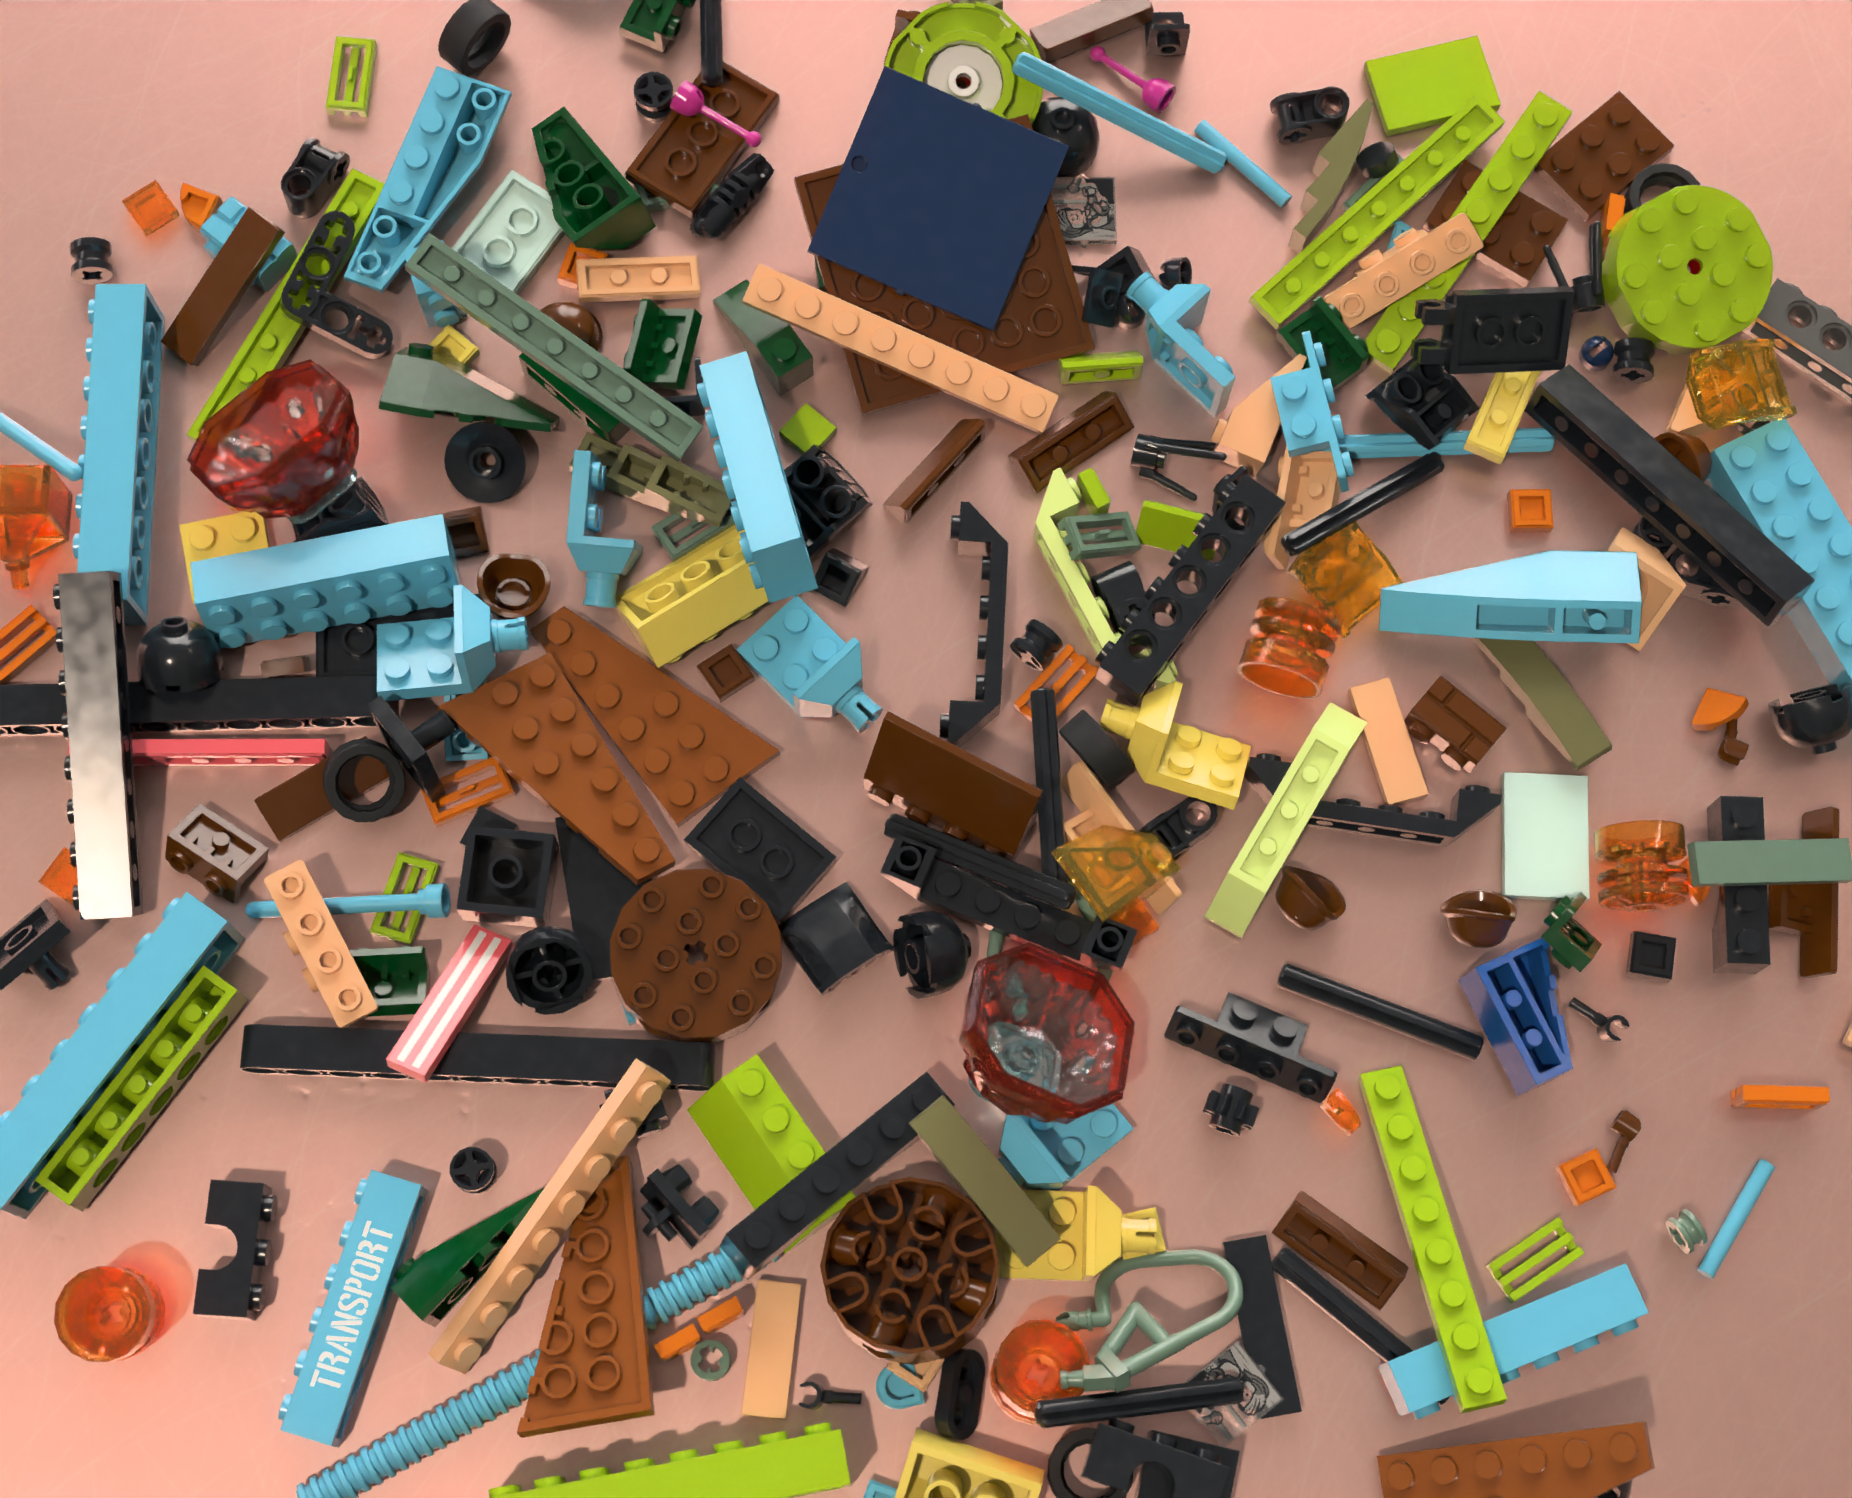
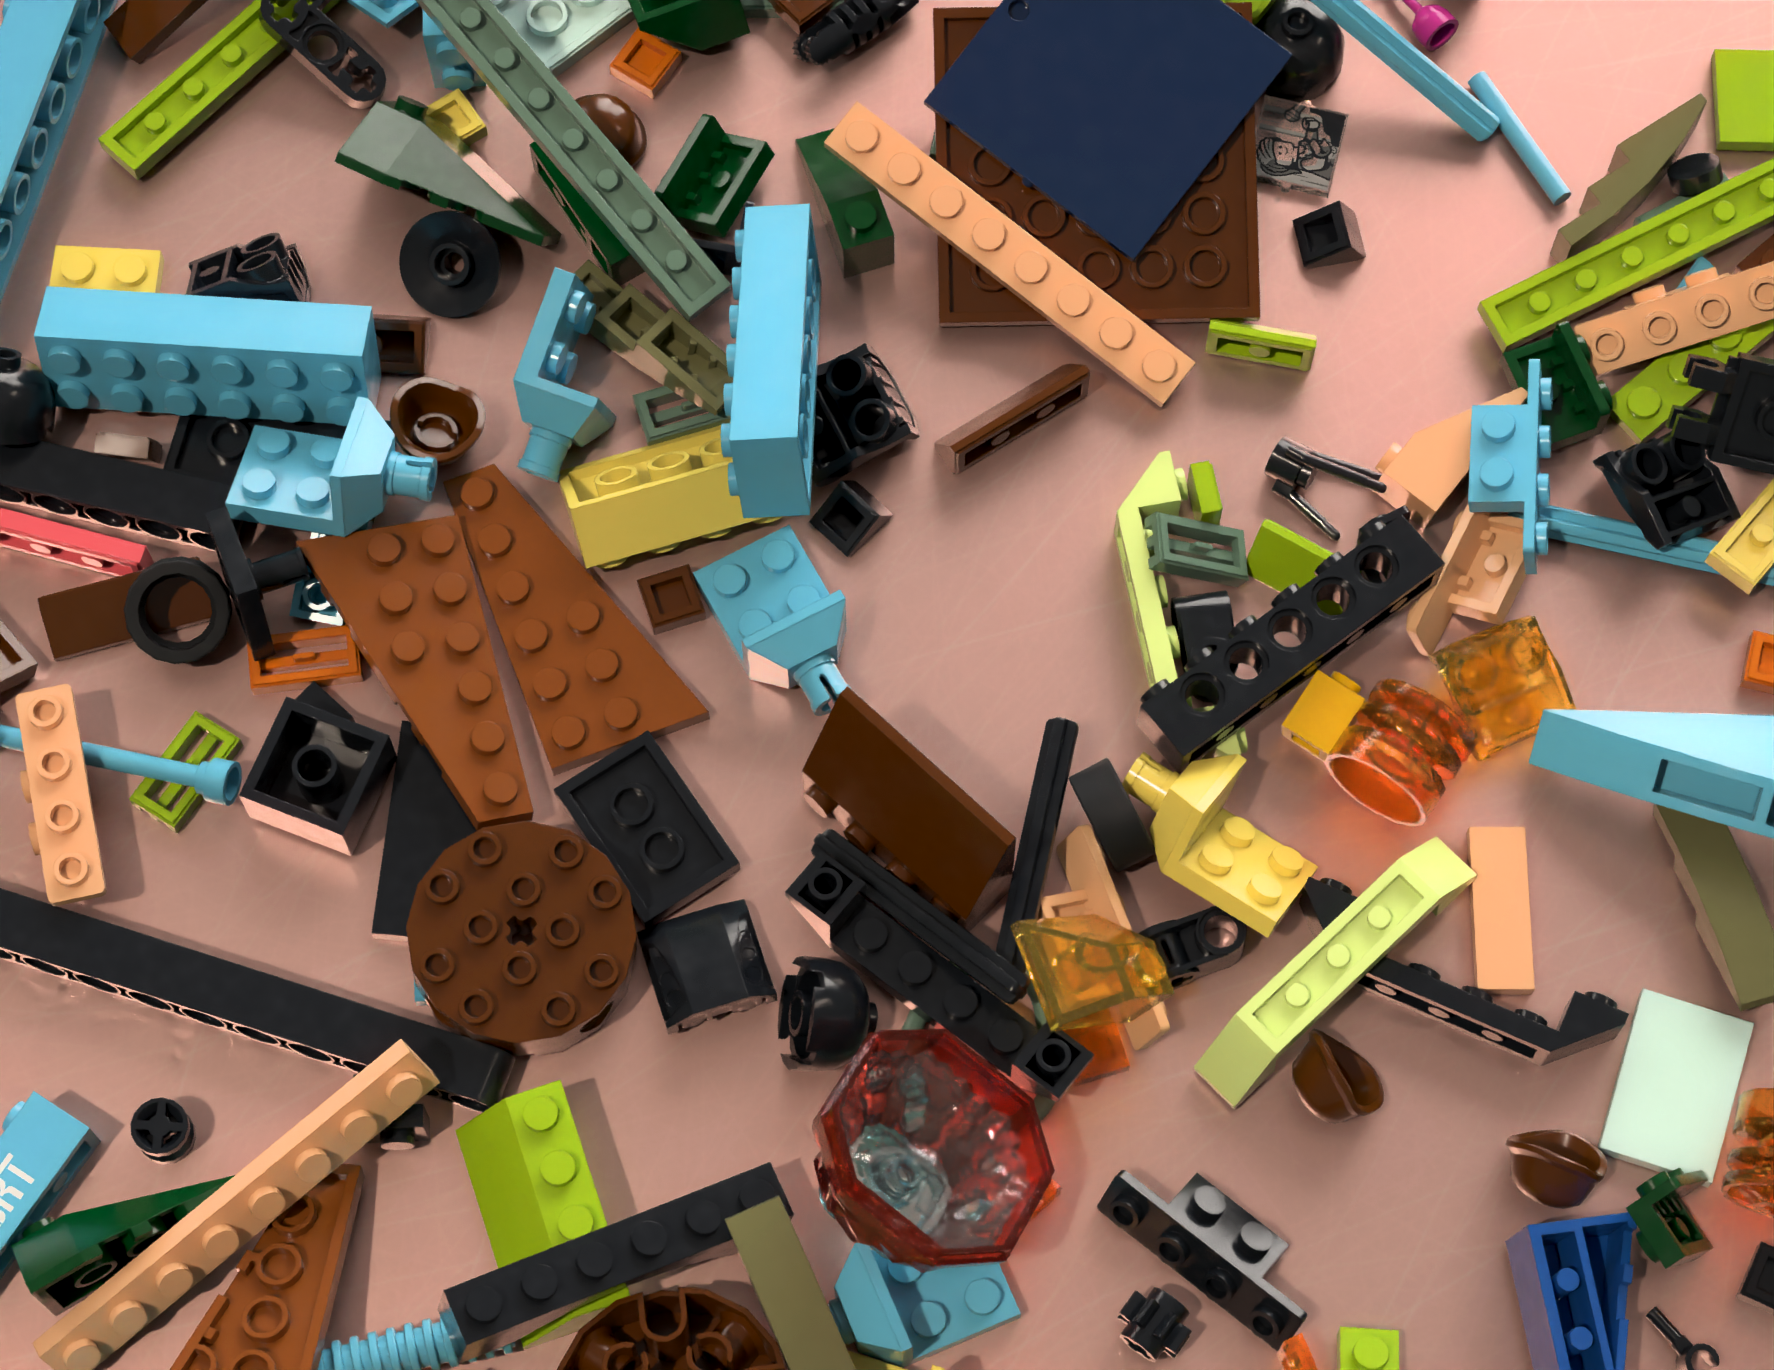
camera: 20 degrees right, 5 degrees down
(281, 445) = (203, 177): clear red rock -> none
(395, 977) = (141, 865): dark green bracket -> none
(449, 1003) = (196, 912): tile -> none
(549, 970) = (332, 904): black cylinder -> none
(637, 278) = (710, 89): light nougat tile -> none
(671, 1212) = (392, 1253): black hips -> none
(806, 429) = (865, 323): lime tile -> none
(978, 537) = (963, 734): black slope -> none
(1036, 645) = (1075, 666): black wheel -> none
(1072, 440) = (1199, 424): reddish brown slope -> none
(1079, 663) = (1124, 703): orange tile -> none
(1101, 295) = (1285, 252): black bracket -> none
(1123, 314) = (1309, 285): black hinge -> none
(1176, 271) = (1393, 251): black hinge -> none
(1176, 346) = (1365, 312): medium azure plate -> none
(1225, 633) = (1323, 713): none -> yellow brick
(1305, 114) = (1619, 96): black piece -> none
(1362, 504) = (1550, 596): black axle -> none
(1380, 1011) = (1391, 1254): black axle -> none
(1453, 725) = (1592, 910): reddish brown brick -> none

